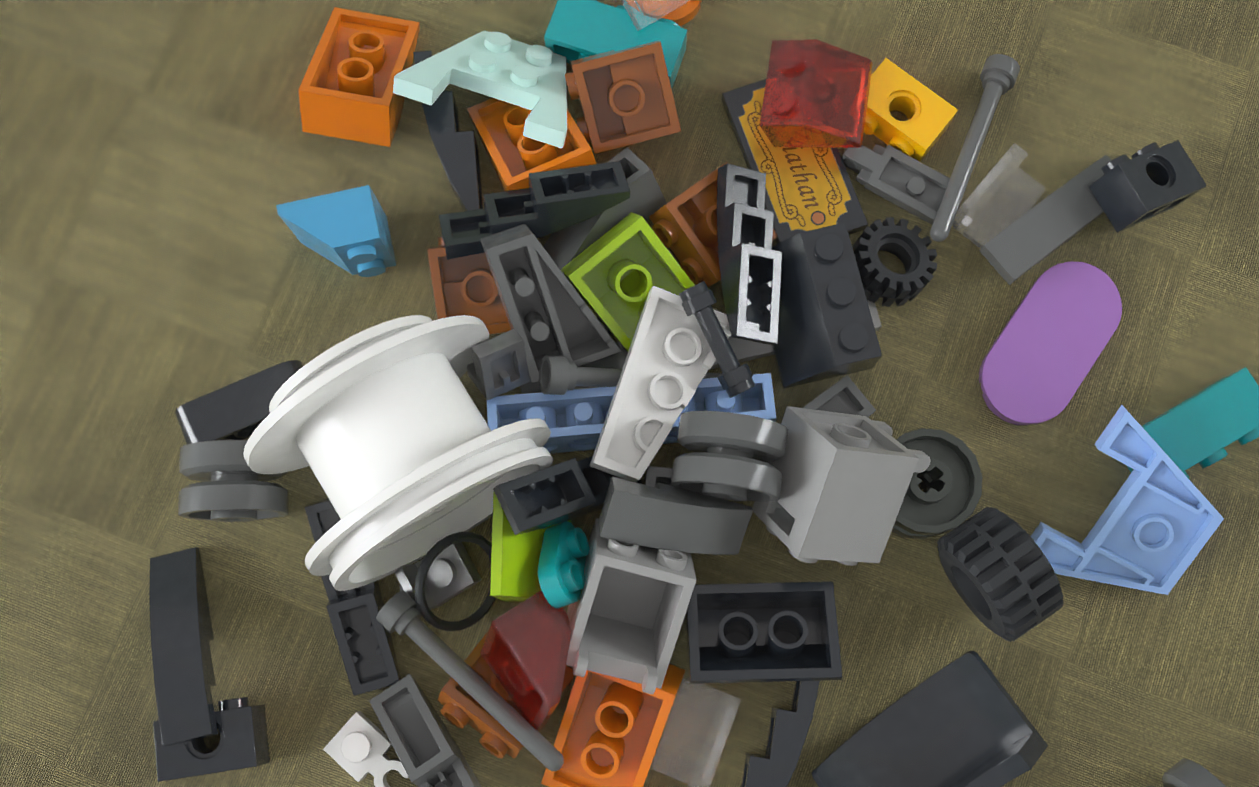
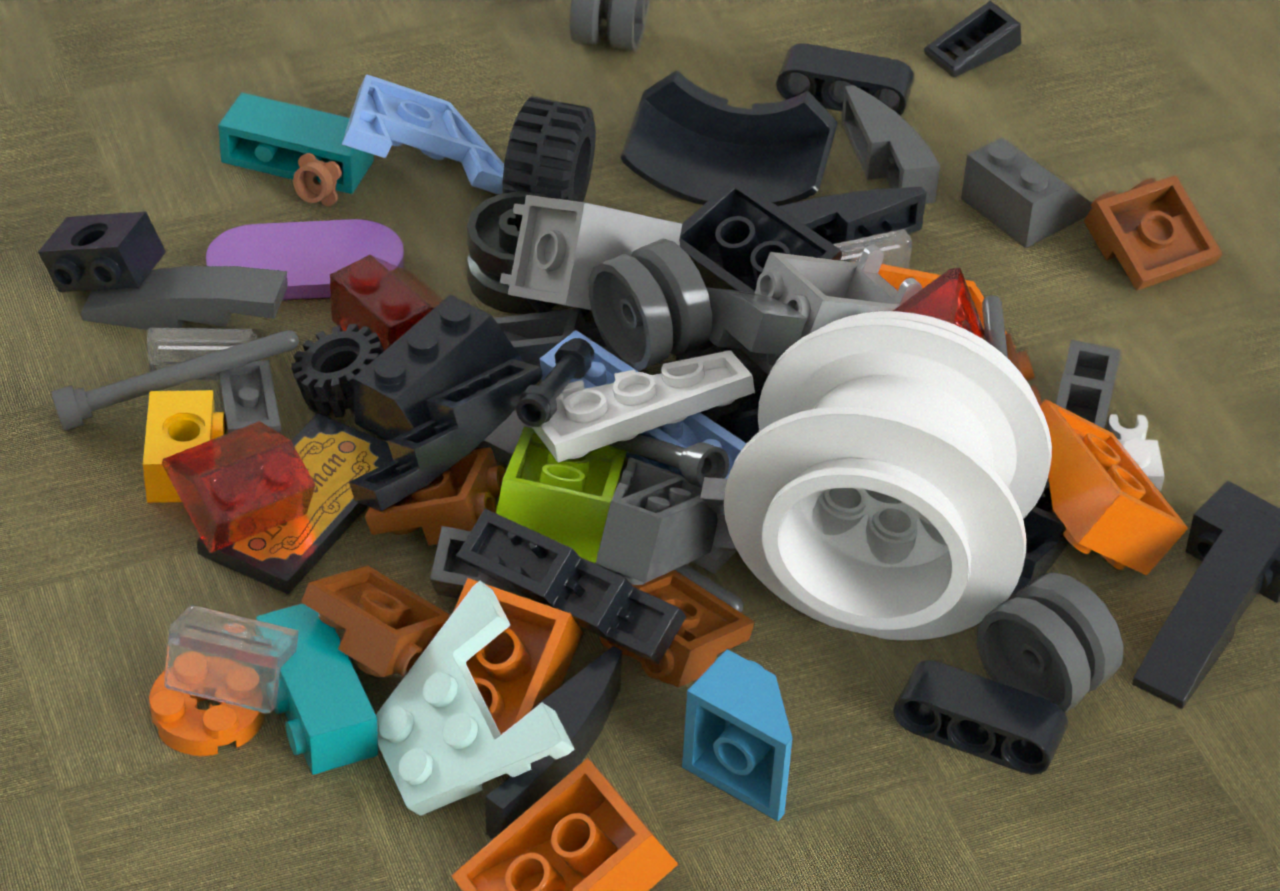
camera: 135 degrees left, 35 degrees down
(323, 662) = (1106, 495): none -> orange slope
(934, 356) = (380, 298): none -> clear red slope
(1138, 405) = (307, 185): none -> nougat plate

